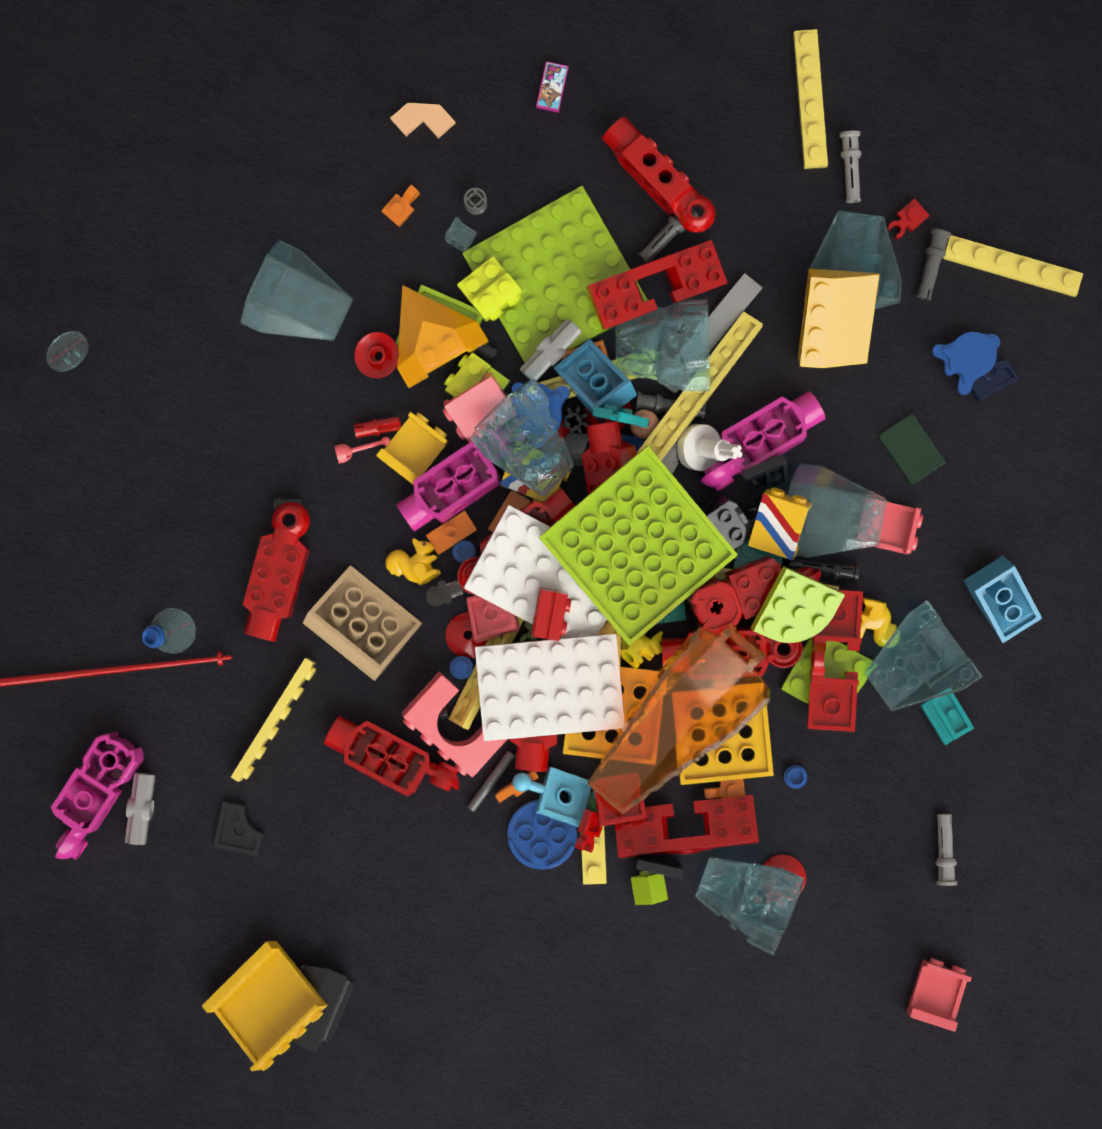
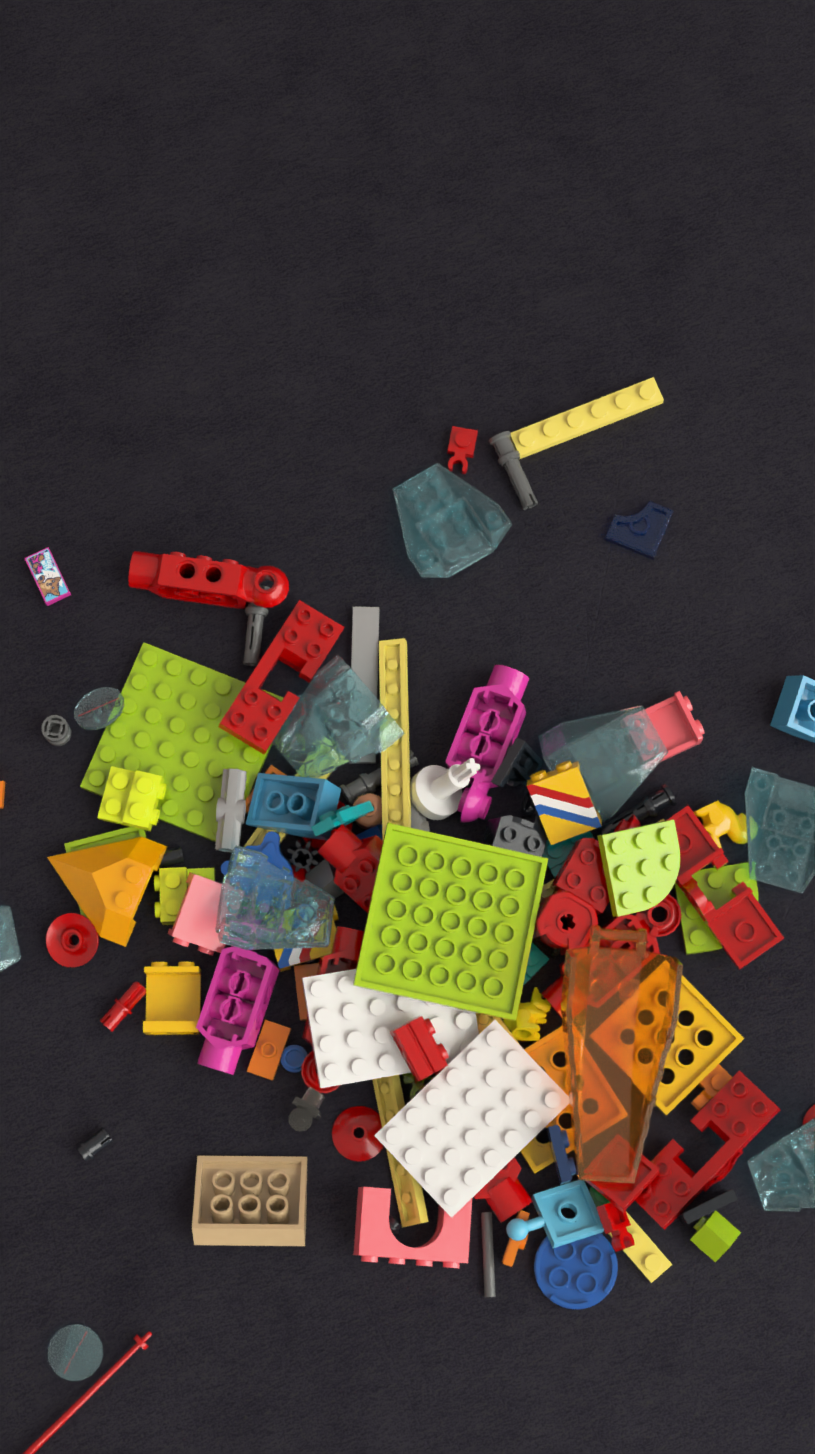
camera: 35 degrees left, 10 degrees down
(153, 636) = (61, 1371): blue plate -> none
(277, 573) = (133, 1217): red brick -> none
(279, 712) = (240, 1373): light yellow plate -> none
(344, 452) = (110, 1053): coral hinge -> none
(387, 757) = (374, 1308): red brick -> none
(414, 568) = (260, 1110): yellow animal -> none
(460, 235) = (65, 772): clear light blue panel -> none
(461, 667) = (376, 1168): blue plate -> none
(489, 619) = (367, 1101): coral tile -> none
(516, 208) = (99, 708): none -> clear light blue piece
(585, 765) = (558, 1142): none -> dark blue tile
(795, 776) = (765, 1024): blue plate -> none
(810, 99) = (290, 411): light yellow plate -> none
(837, 318) = (467, 581): yellow slope -> none
(853, 154) = (367, 429): light grey pin -> none
(912, 449) = (629, 646): clear green piece -> none
(969, 357) = (613, 525): blue tile -> none

